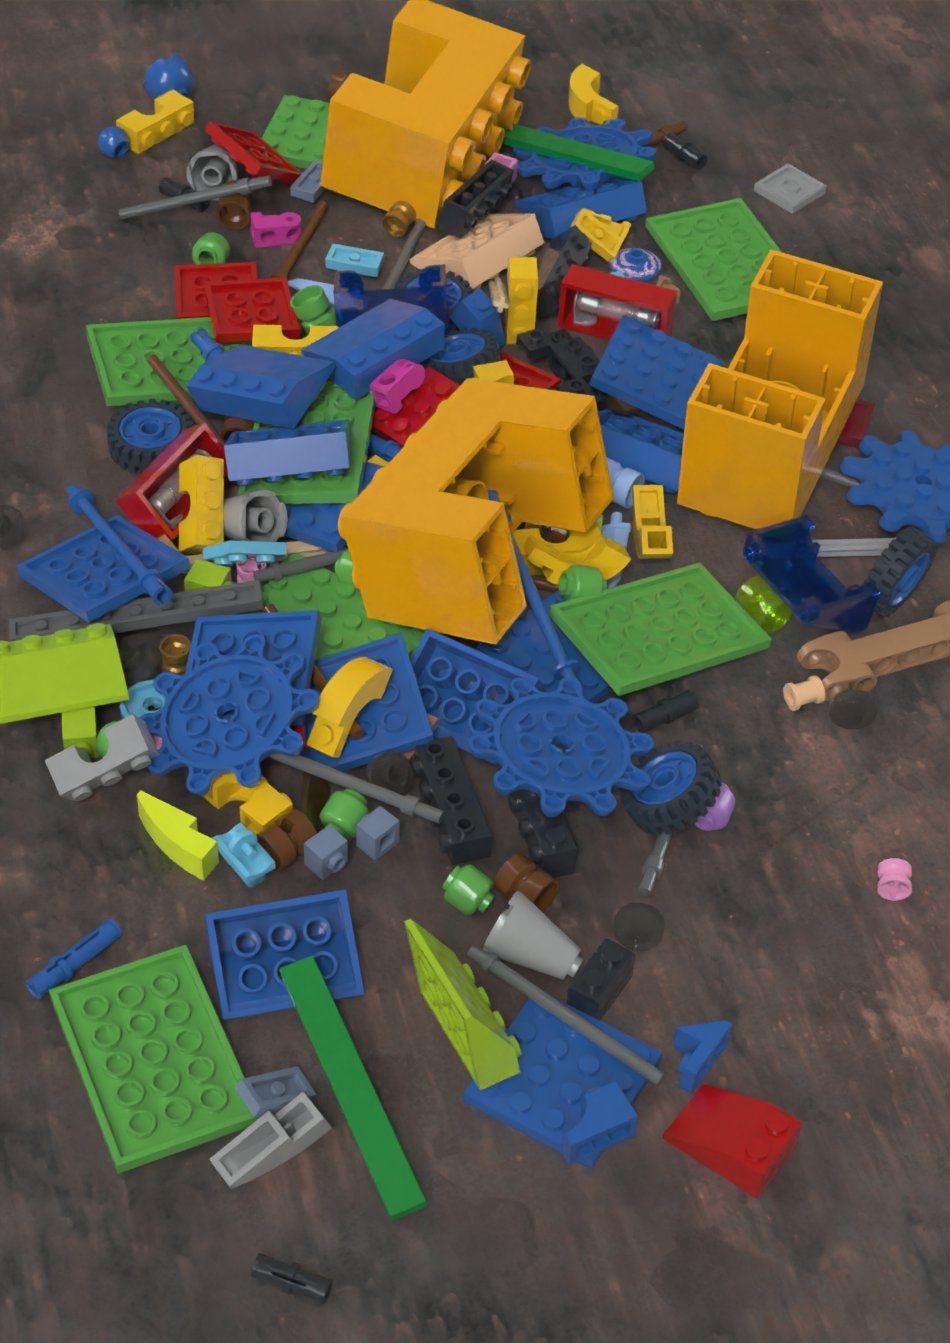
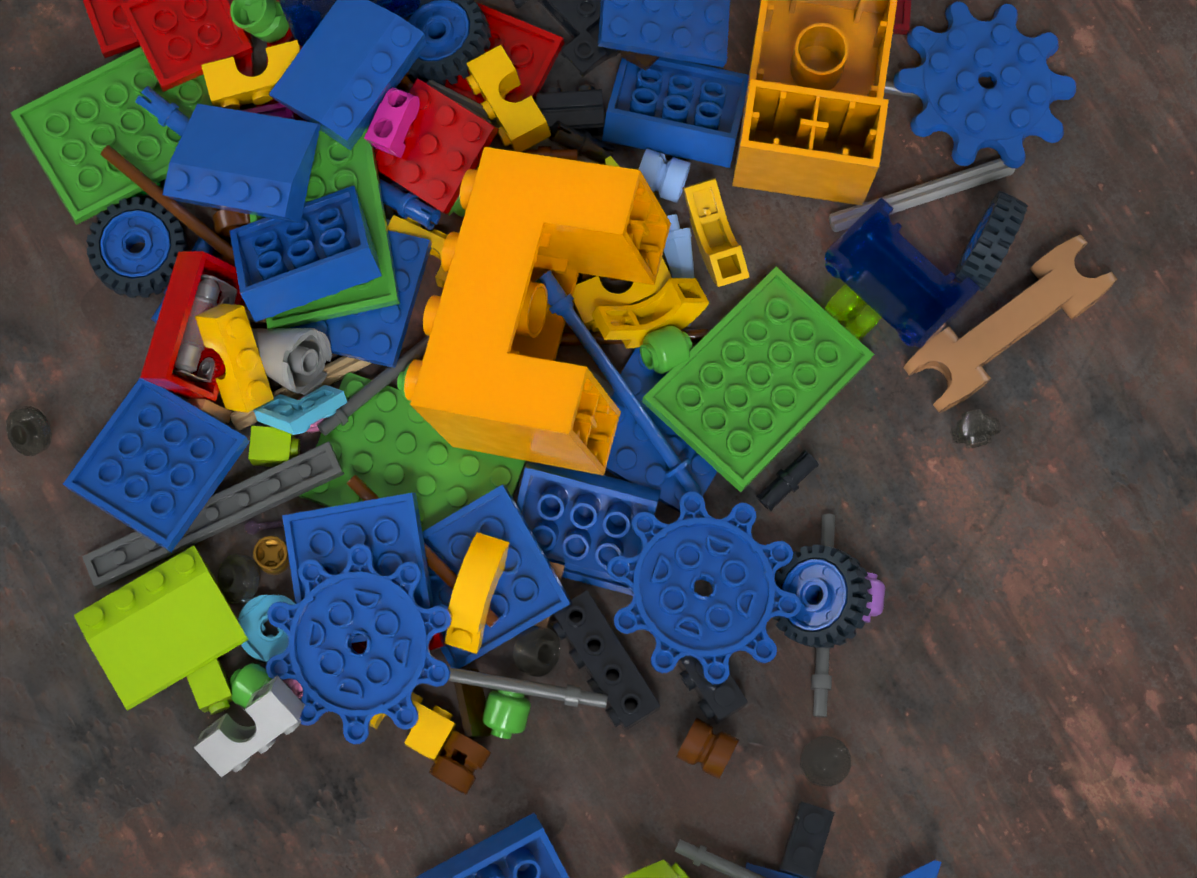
camera: 15 degrees left, 30 degrees up
(149, 580) = (220, 490): blue bar -> none
(178, 836) = (351, 785): neon yellow slope -> none
(245, 854) = (424, 791): medium azure hips -> none
(326, 852) = (503, 763): sand blue plate -> none
(377, 832) = (544, 723): sand blue plate -> none
(468, 890) = (653, 768): bright green head -> none
(532, 940) = (729, 816): light grey cone -> none
(804, 693) = (921, 416): light nougat bush -> none
(894, 879) = (1056, 633): bright pink wheel -> none

